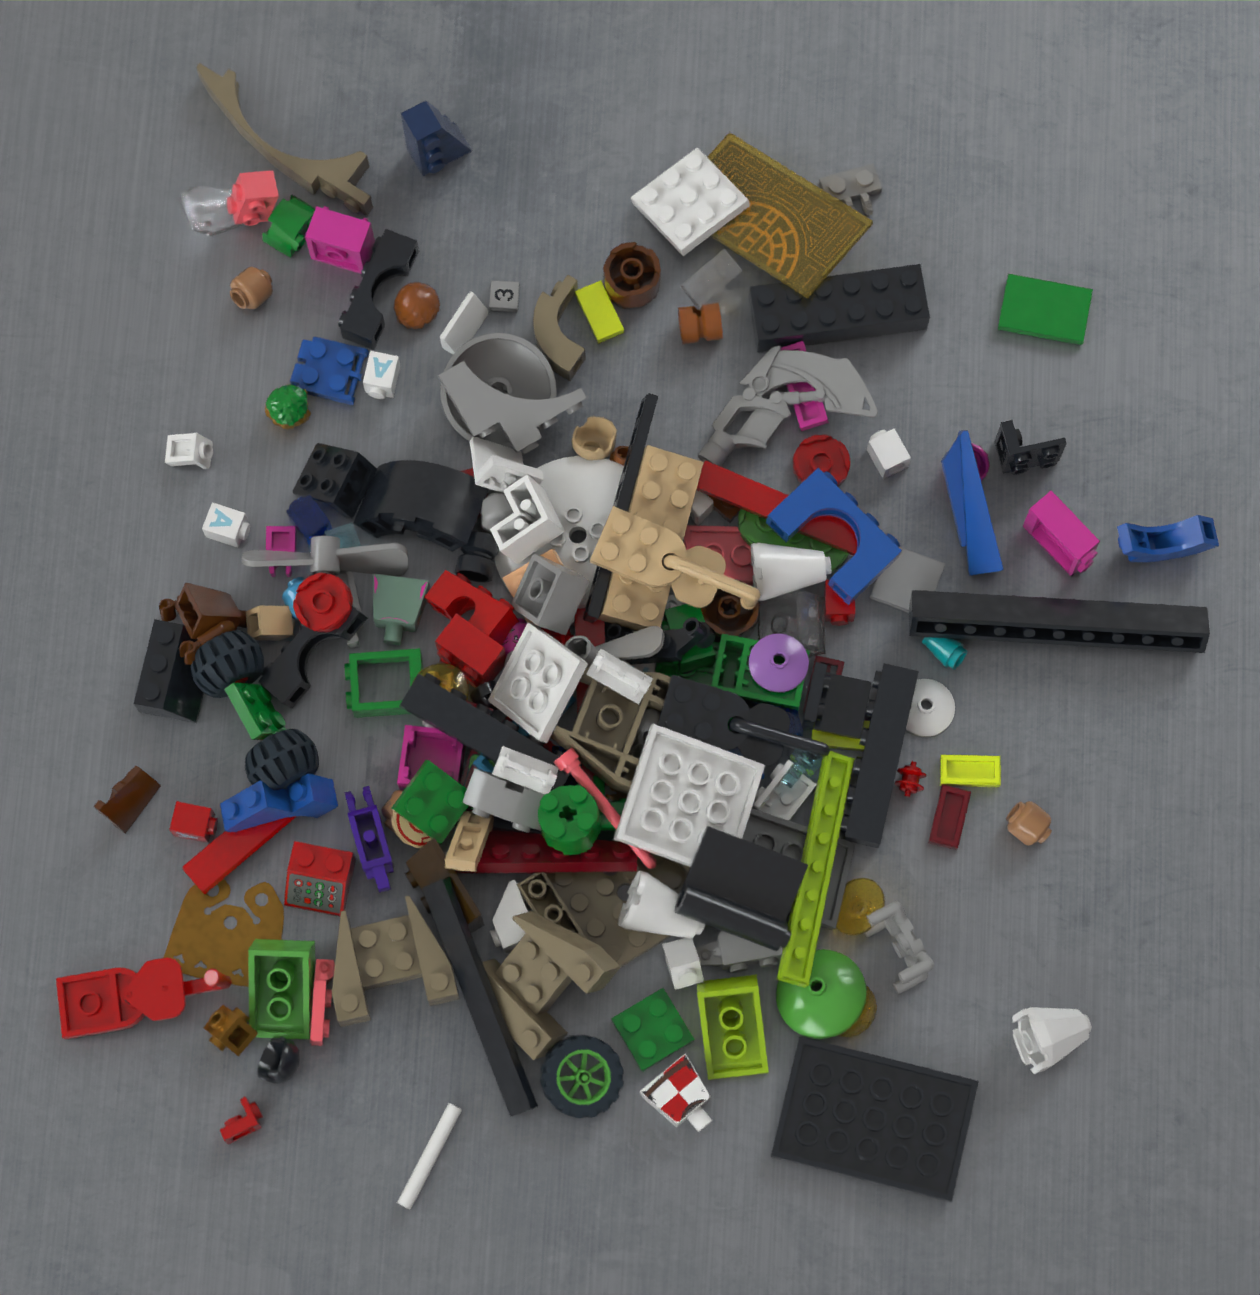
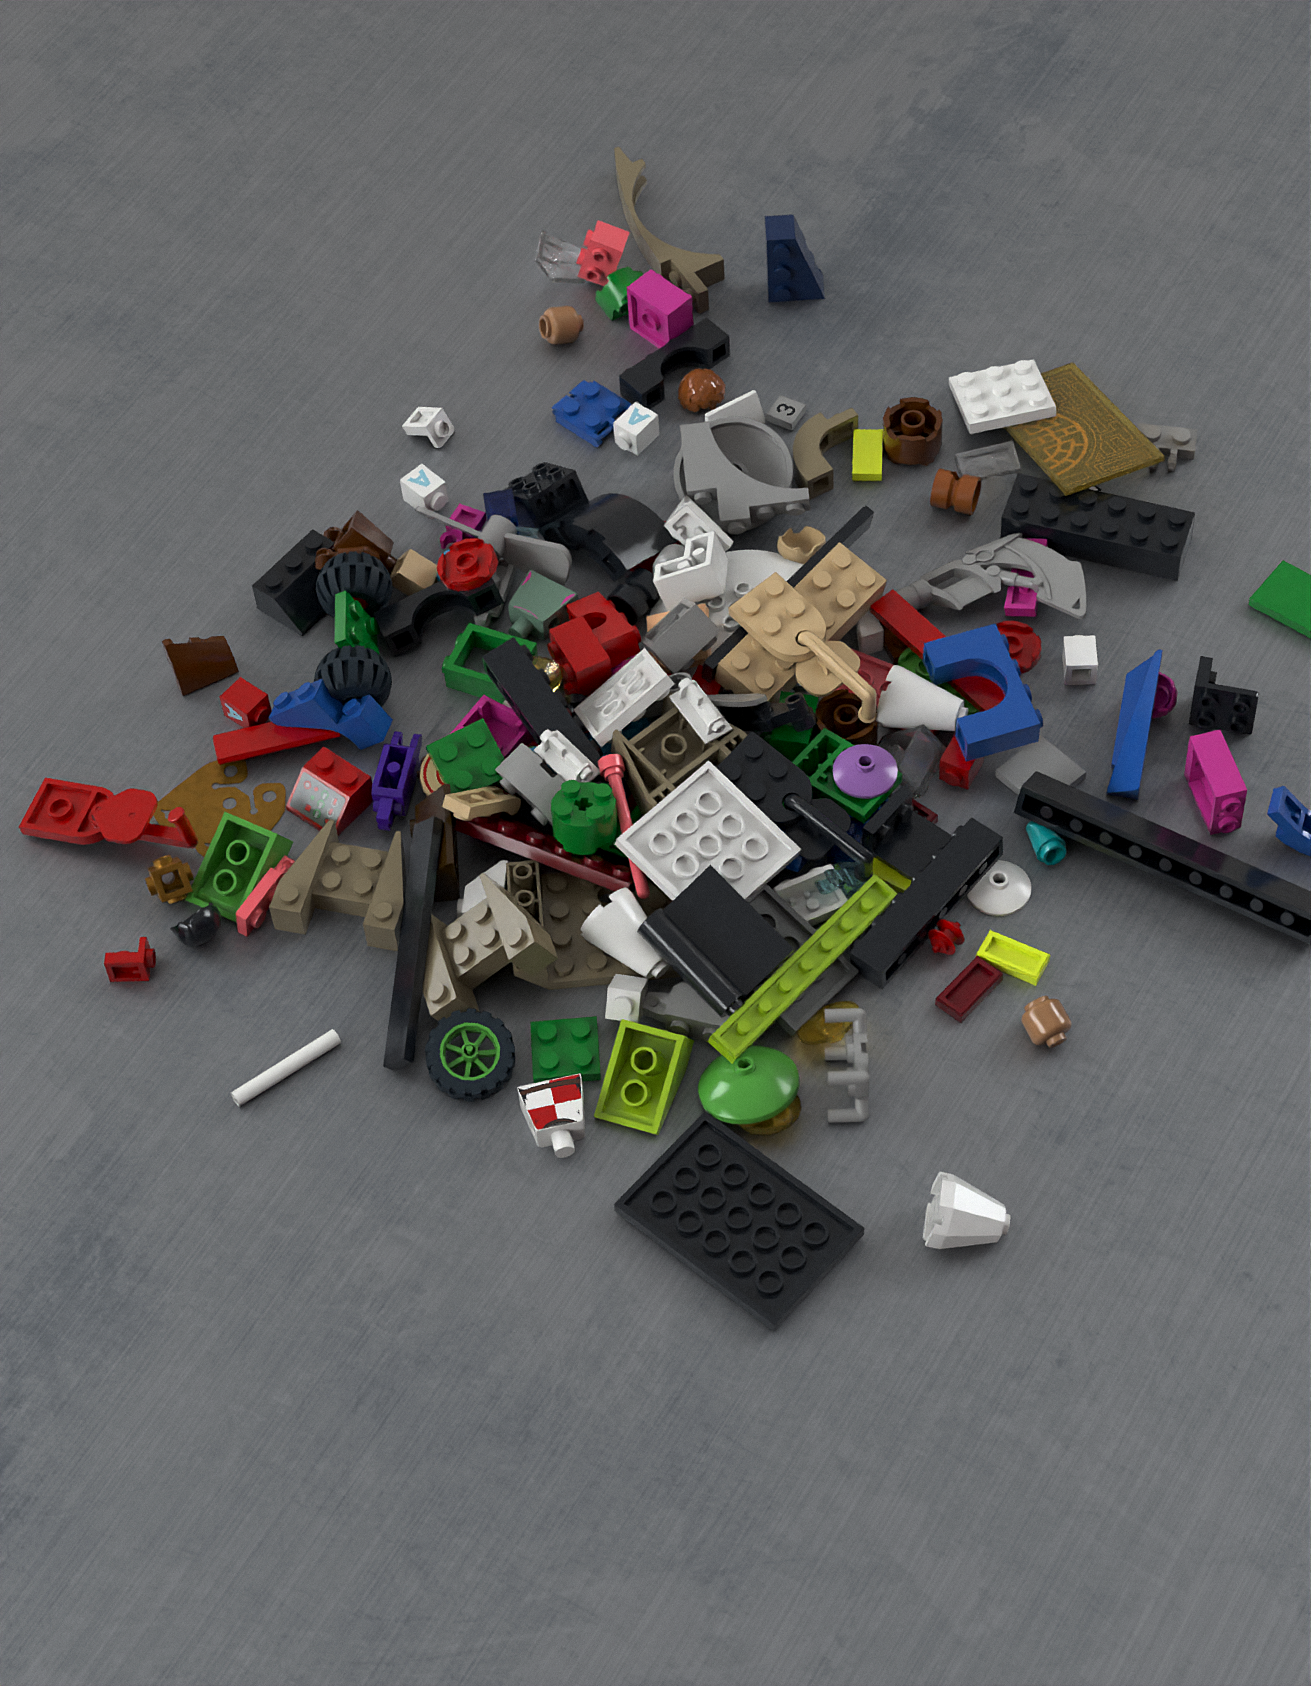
camera: 30 degrees right, 20 degrees down
(288, 406) = (536, 421): green piece -> none

